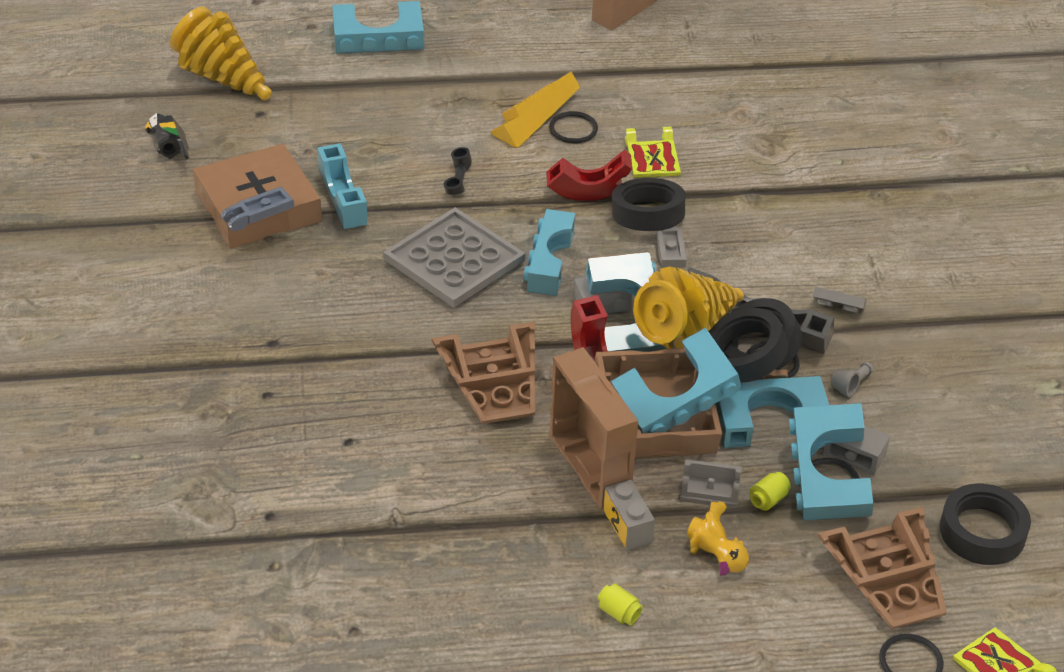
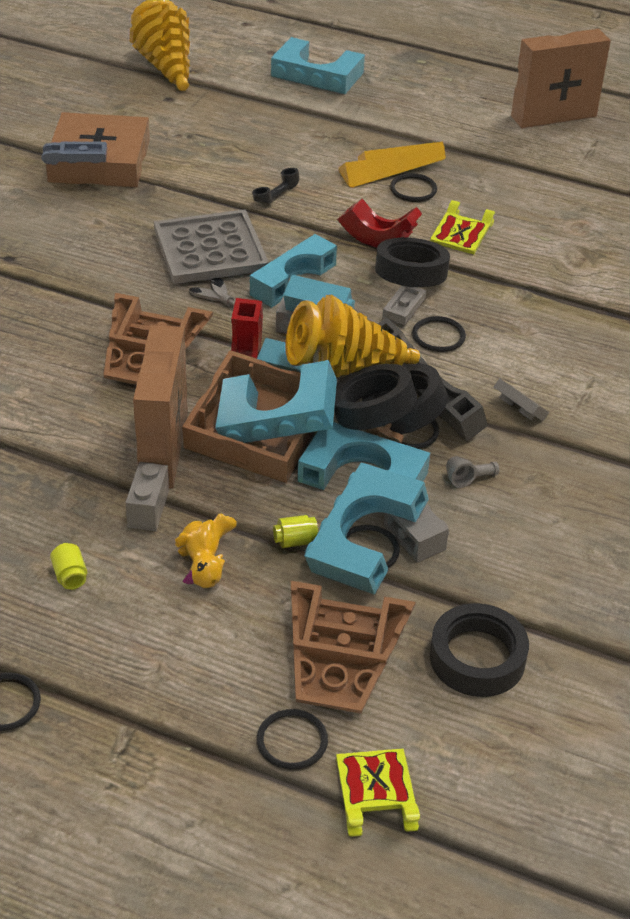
camera: 30 degrees right, 0 degrees up
(168, 135) = (77, 90): black animal -> none
(347, 200) = (163, 176): medium azure arch -> none
(499, 301) = (218, 293): none -> light grey piece
(710, 483) = (248, 503): light grey hinge -> none
(724, 249) = (437, 348): none -> black tyre

